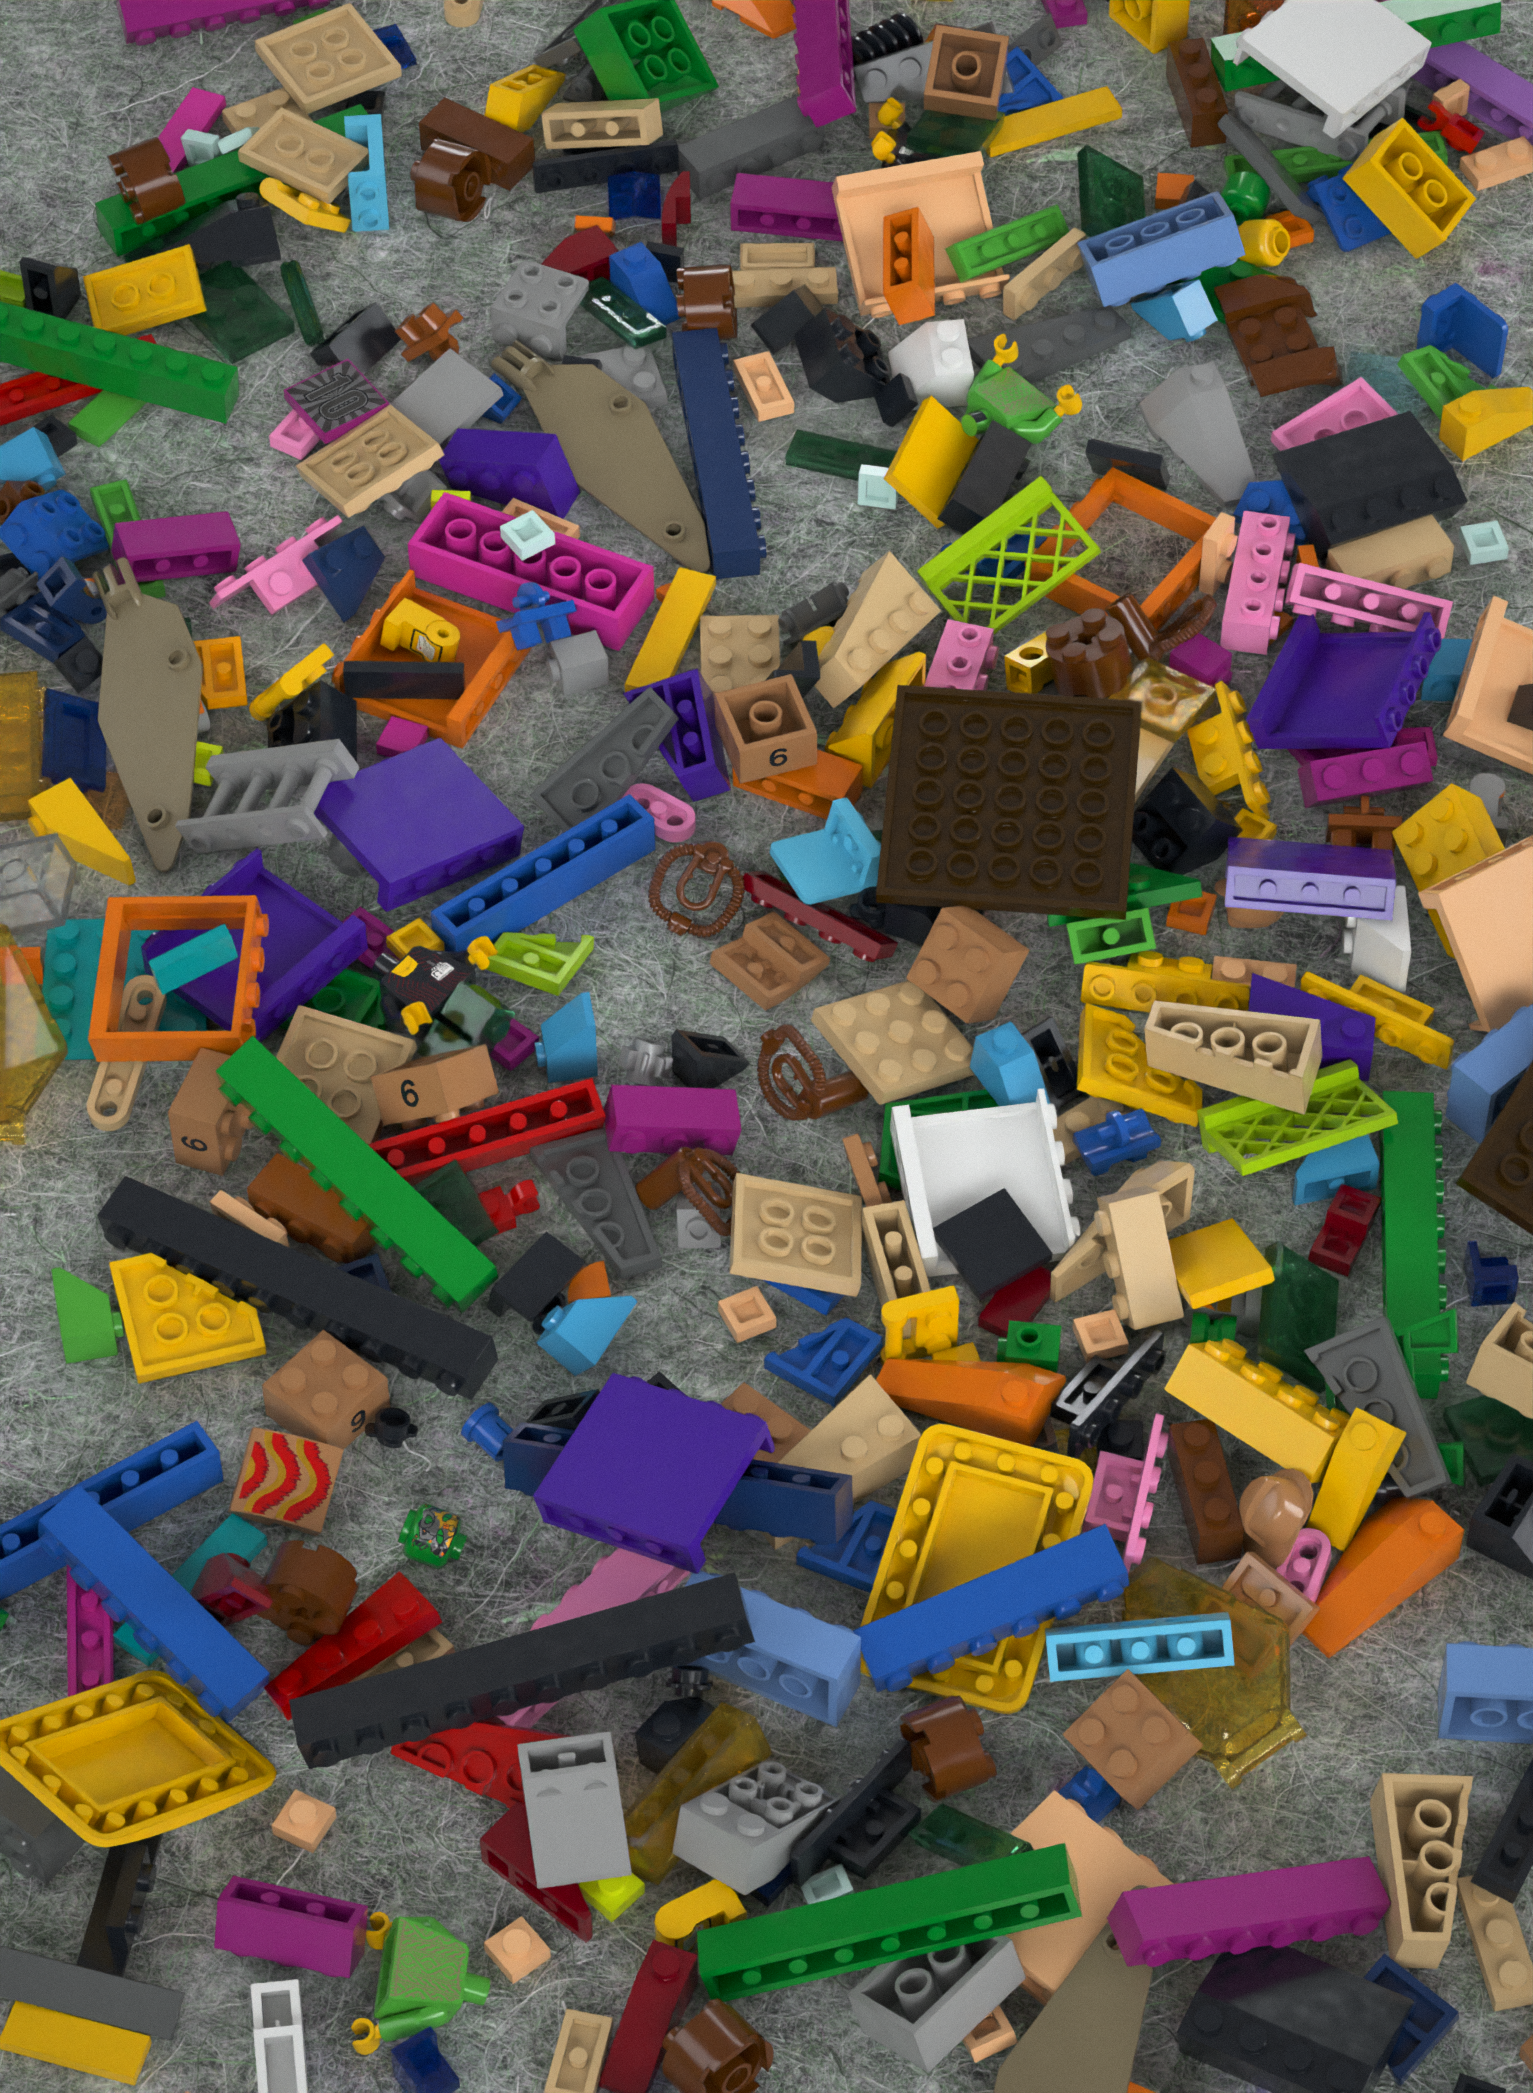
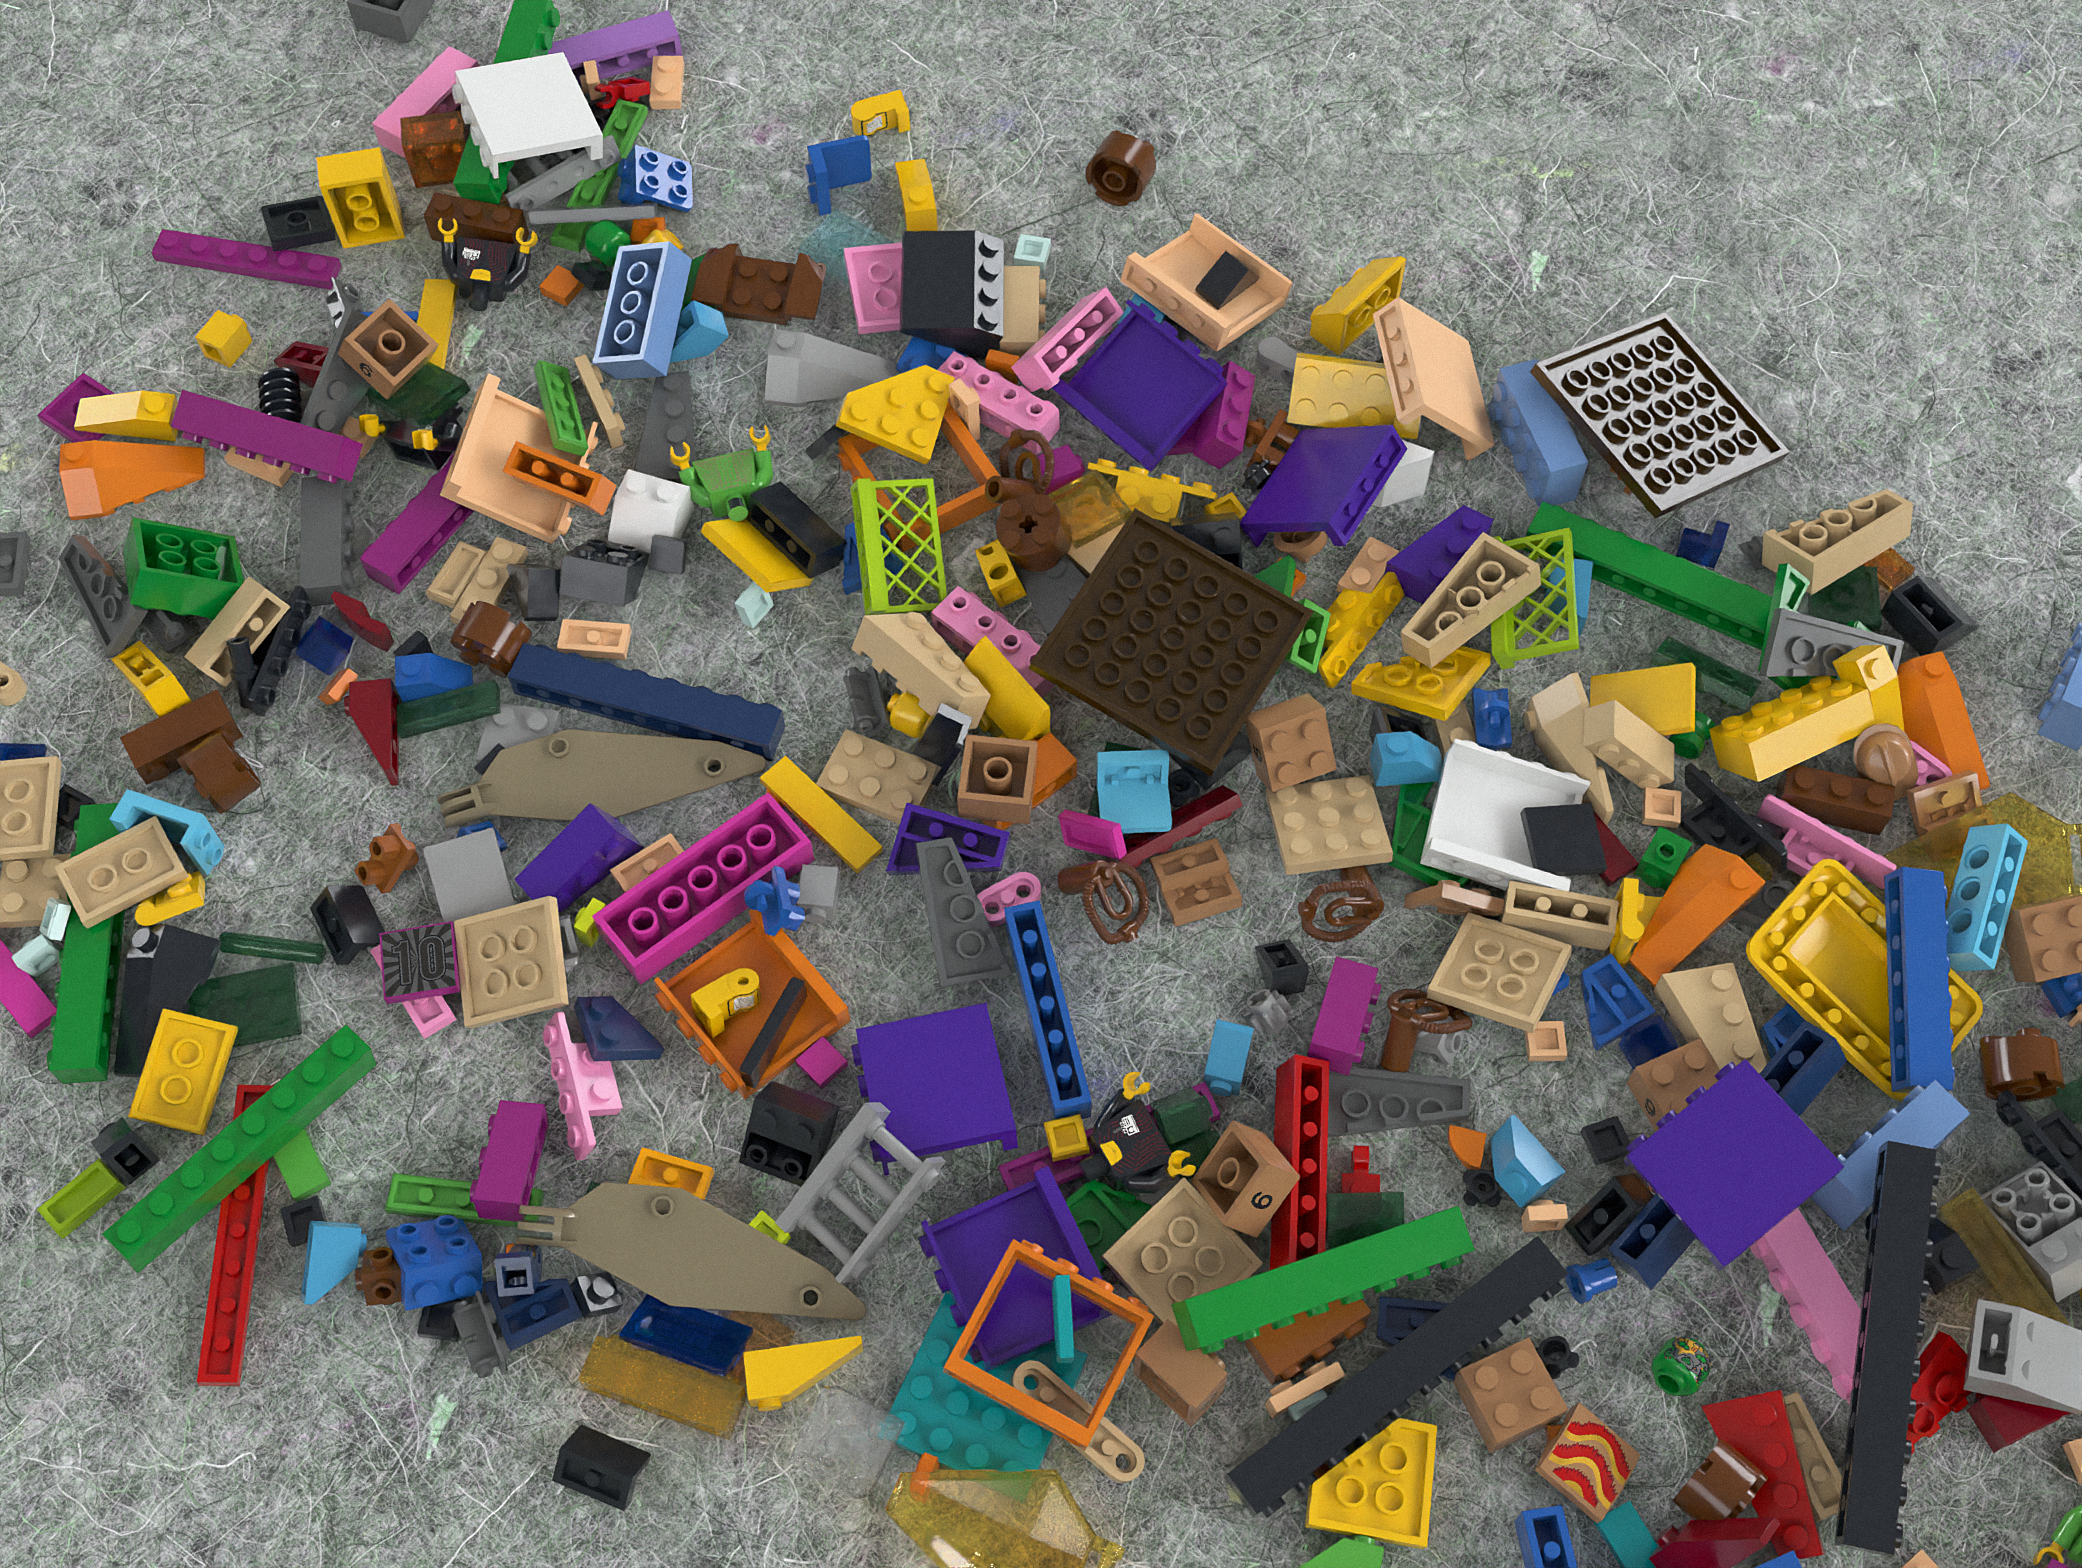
camera: 65 degrees left, 10 degrees up
(147, 180) = (72, 1010): reddish brown brick -> none
(291, 683) = (718, 1118): yellow plate -> none
(527, 535) = (689, 869): light aqua plate -> none
(535, 1279) = (1454, 1179): black panel -> none
(536, 308) = (412, 763): light grey bracket -> none
(539, 959) = (1117, 1049): lime wing -> none
(539, 1370) = (1544, 1216): none -> light nougat plate
(569, 137) = (243, 668): none -> black pin
(762, 842) = (1092, 834): none -> dark pink tile
(797, 1395) = (1647, 1041): none -> clear blue panel
(834, 455) = (700, 617): clear green tile -> none
(1107, 193) = (554, 325): clear green plate -> none
(1145, 117) = (484, 267): none -> black torso
(1164, 491) = (899, 412): none -> yellow plate
(1310, 832) = (1257, 475): none -> black plate
(1344, 1230) = (1618, 609): dark red slope -> none
(1398, 1018) = (1442, 499): yellow bracket -> none
(1409, 188) = (681, 136): yellow brick -> none
(1437, 377) = (869, 206): bright green wing -> none

